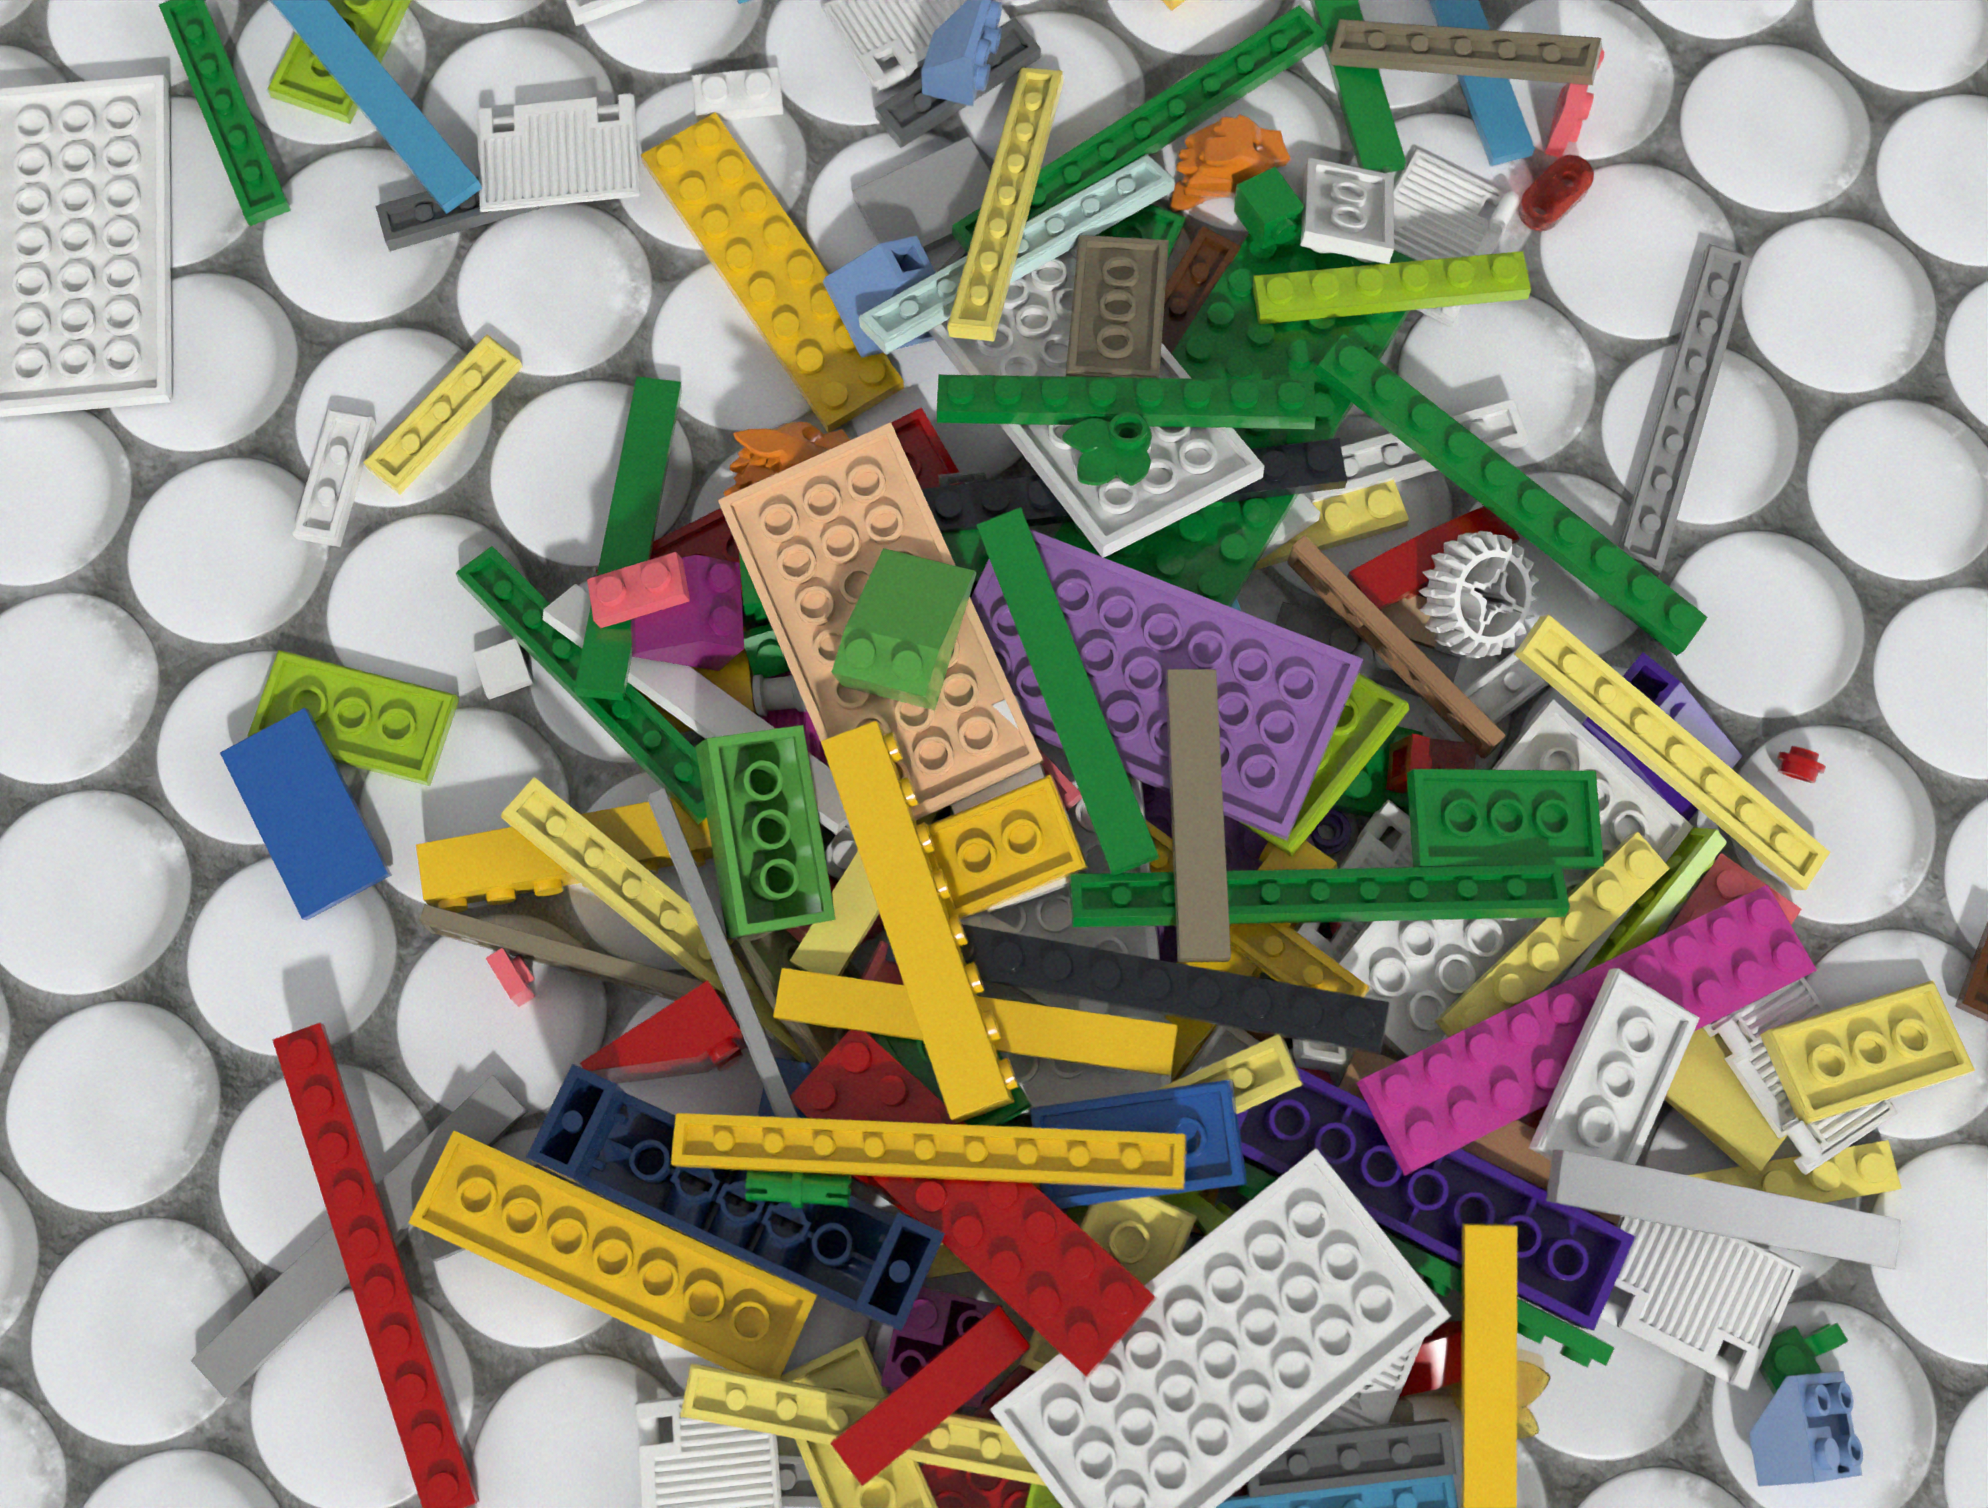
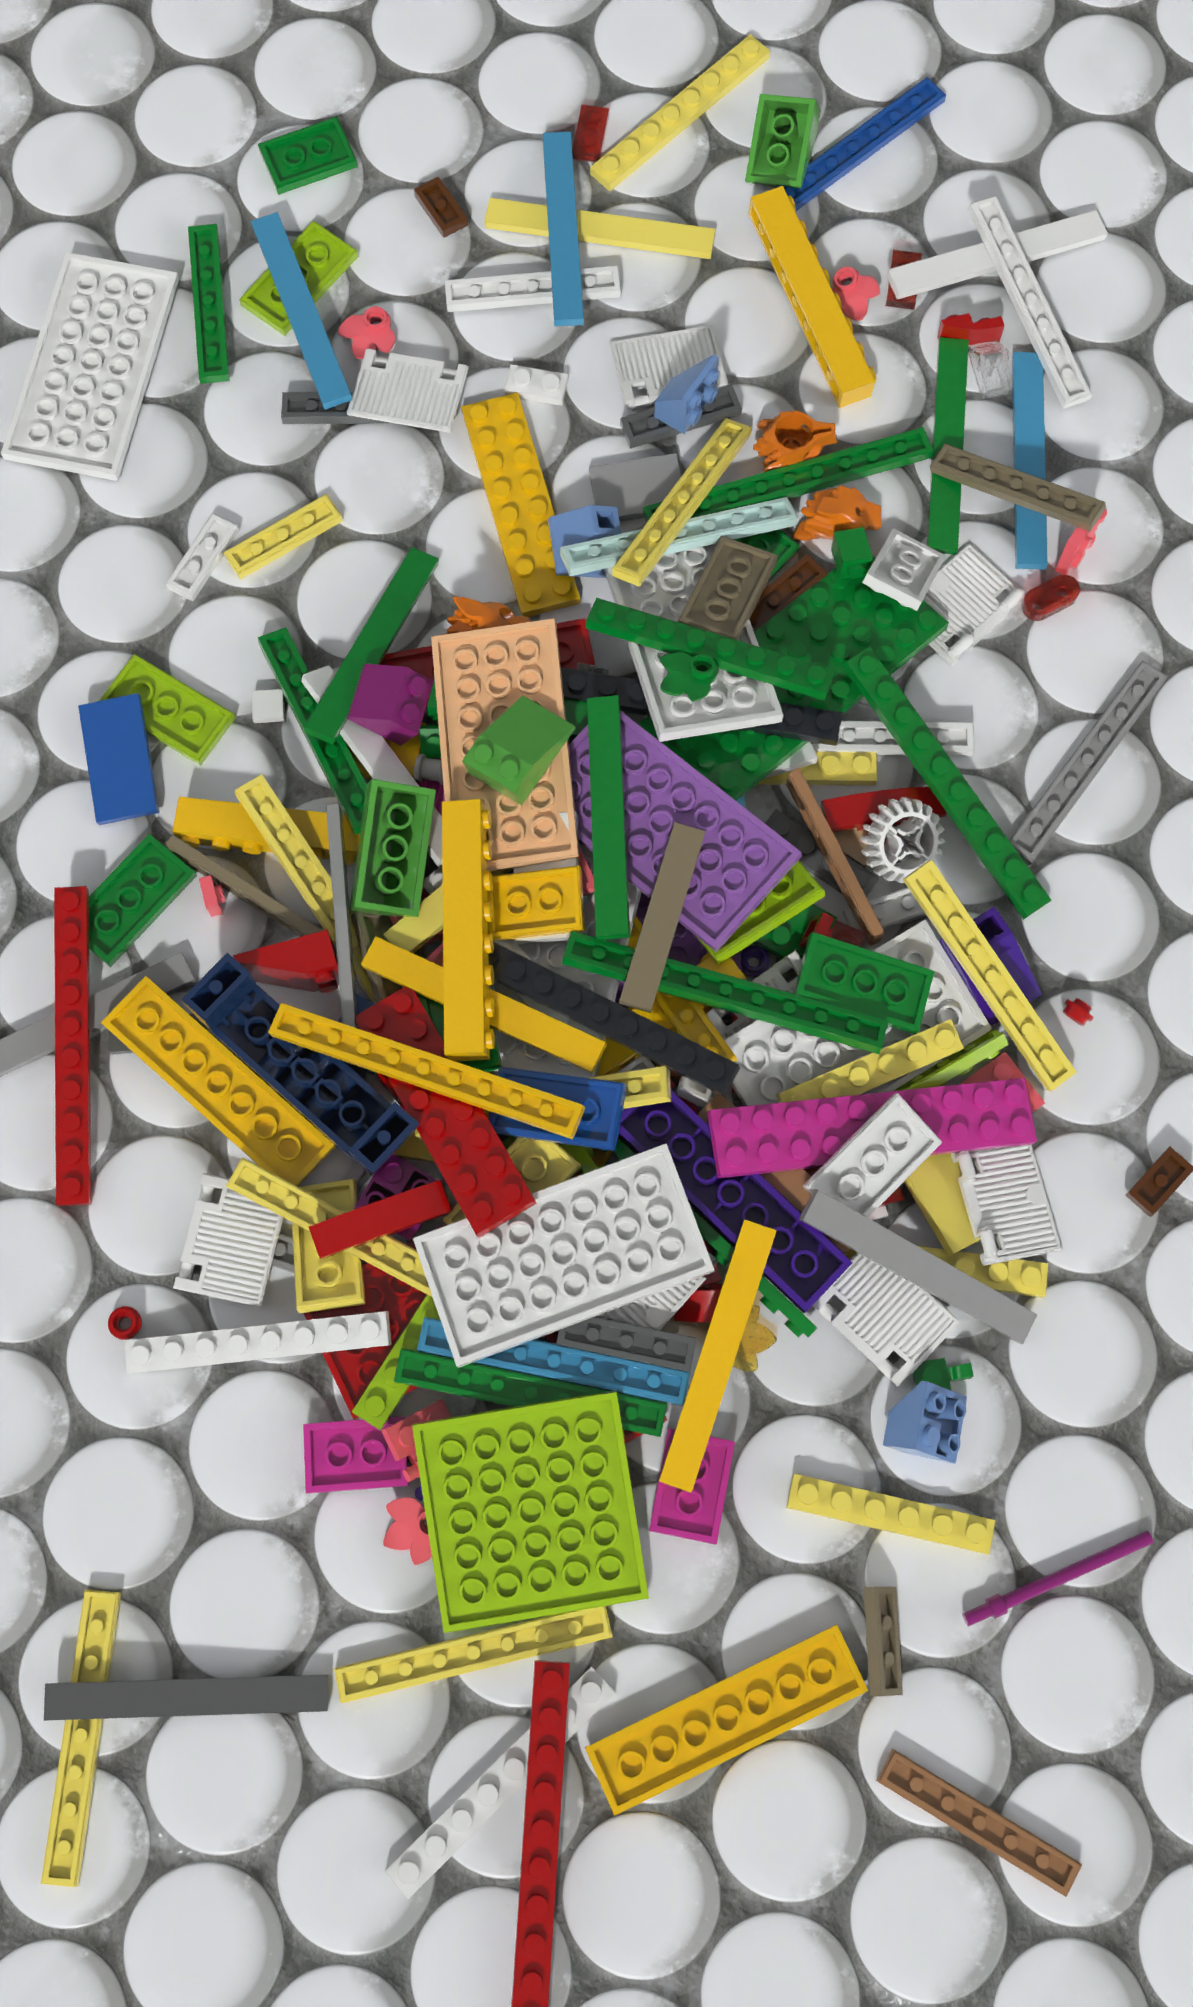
camera: 20 degrees right, 0 degrees up
(396, 1015) = (134, 898): none -> green plate
(470, 89) = (366, 334): none -> coral plate
(638, 590) = (363, 678): coral plate -> none
(799, 1187) = (341, 1071): green pin -> none
(1124, 77) = (789, 442): none -> orange piece
(1391, 287) = (914, 627): lime plate -> none
(1866, 1052) = (1053, 1204): light yellow tile -> none

